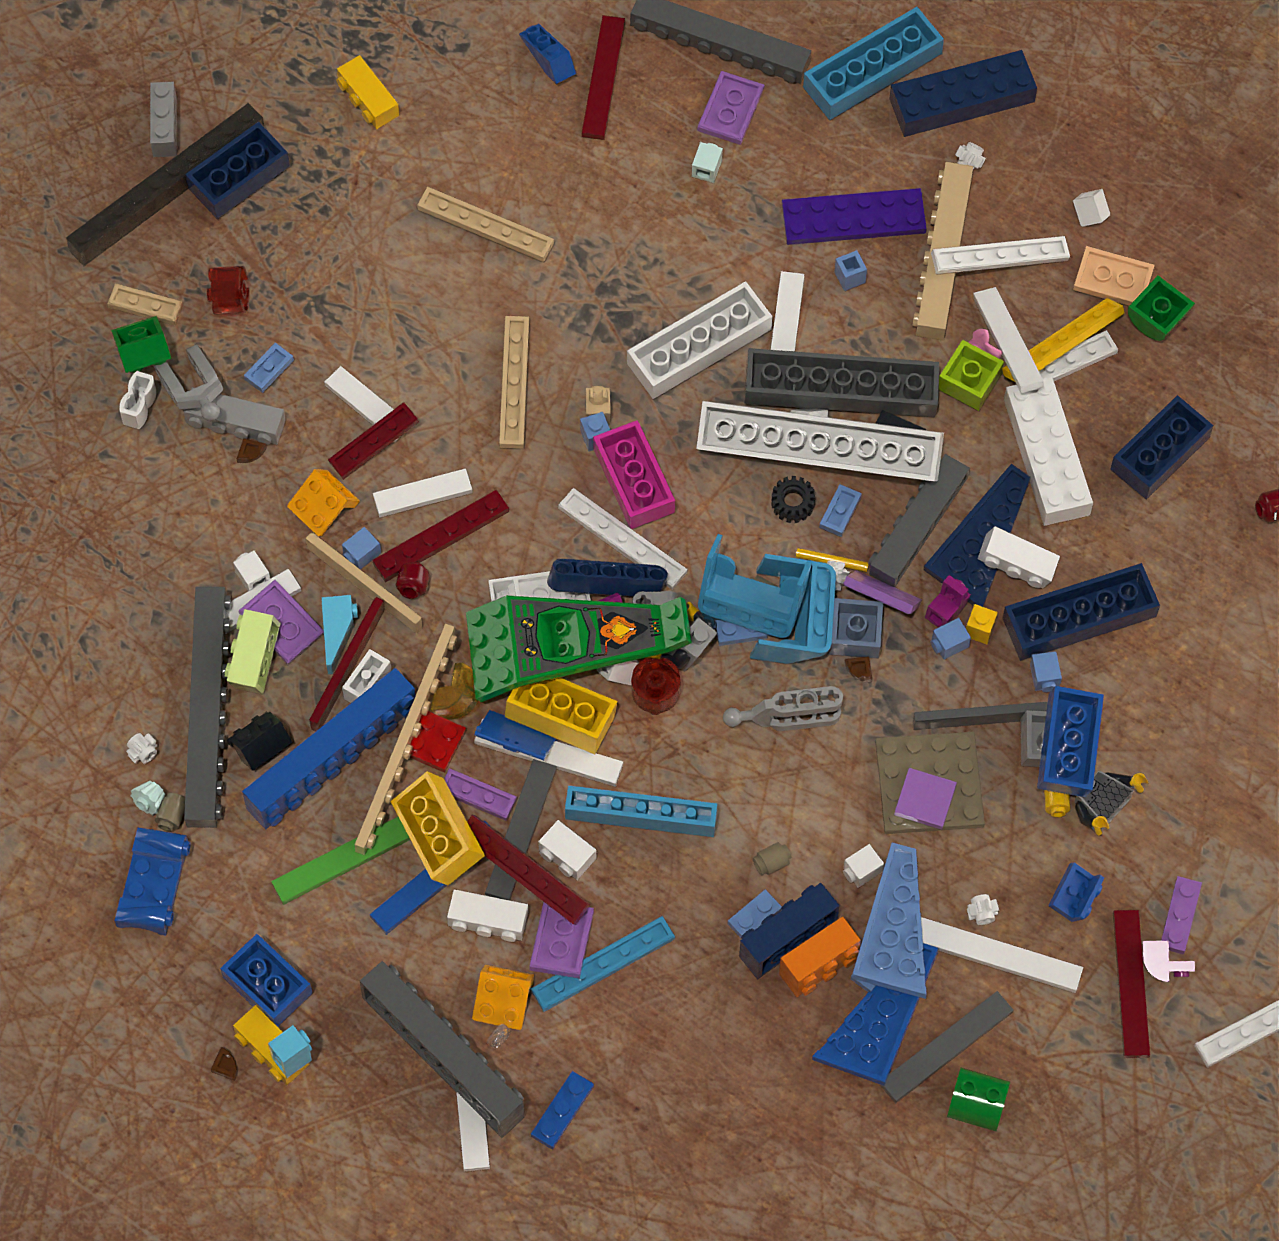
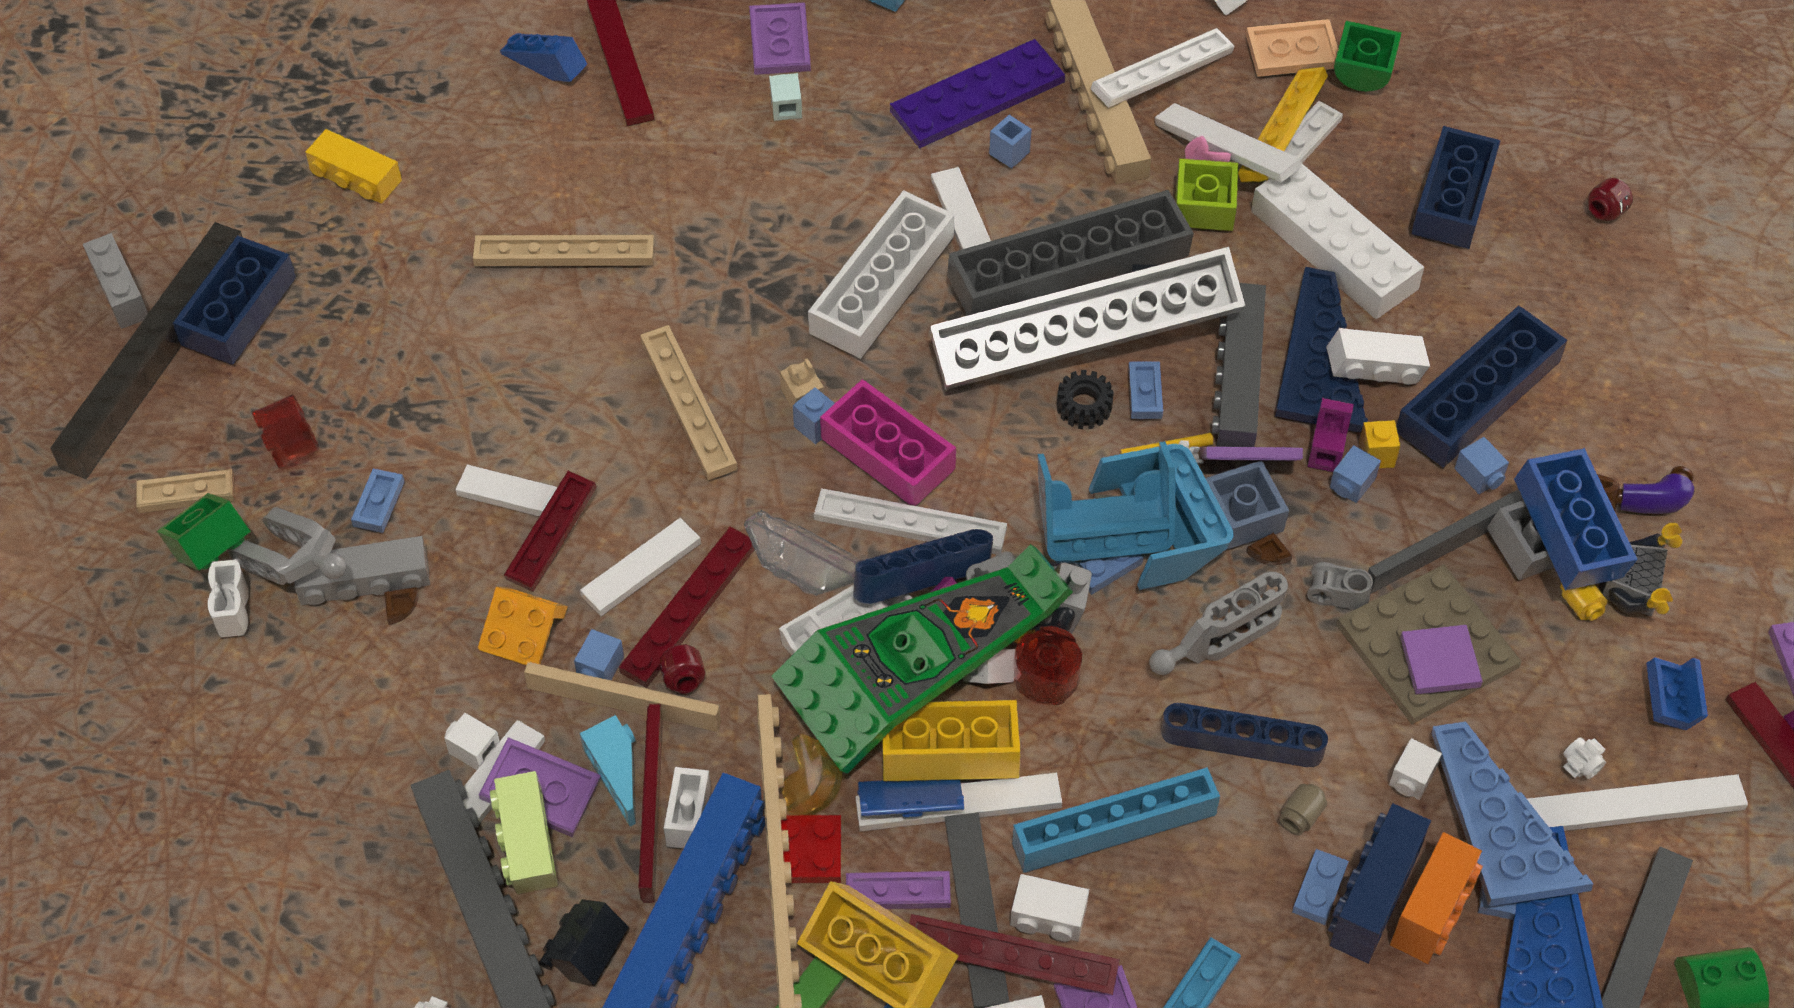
camera: 25 degrees left, 10 degrees down
(532, 531) = (799, 554): none -> clear wedge
(767, 801) = (1259, 729): none -> dark blue beam
(887, 712) = (1339, 586): none -> light grey piece
(1161, 751) = (1662, 497): none -> dark purple piece

